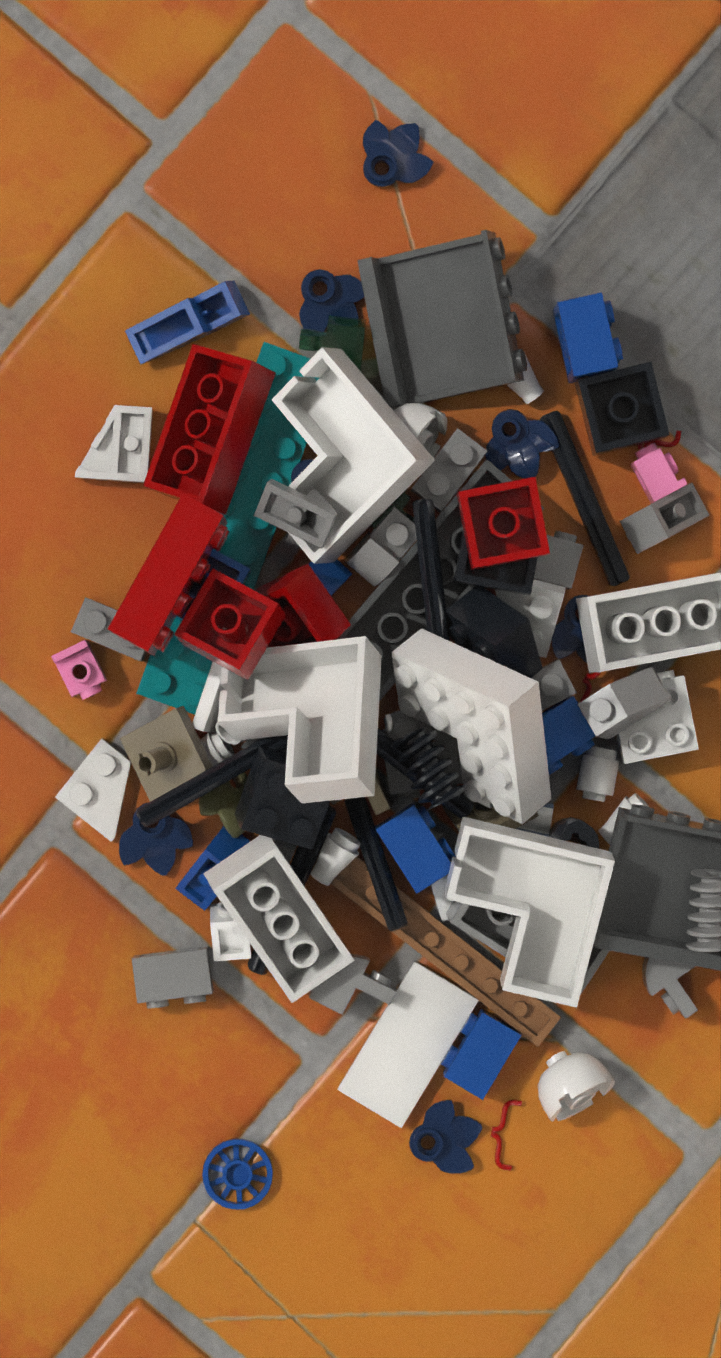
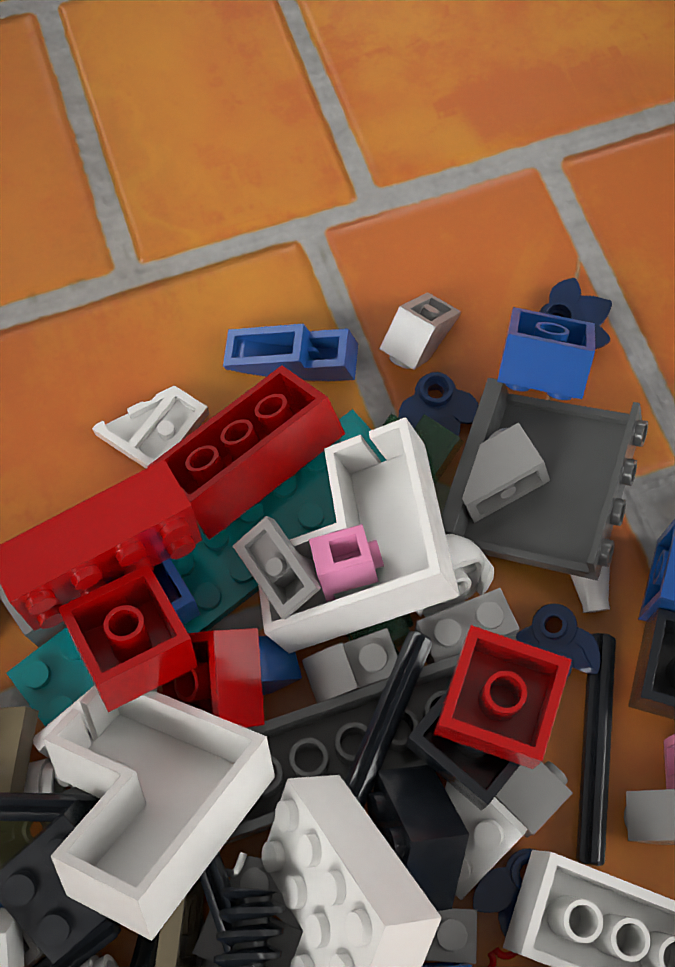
camera: 30 degrees right, 20 degrees down
(278, 241) = (418, 330): none -> light grey slope
(328, 476) = (345, 560): none -> bright pink brick
(391, 213) = (547, 354): none -> blue brick
(410, 332) = (503, 472): none -> light grey slope

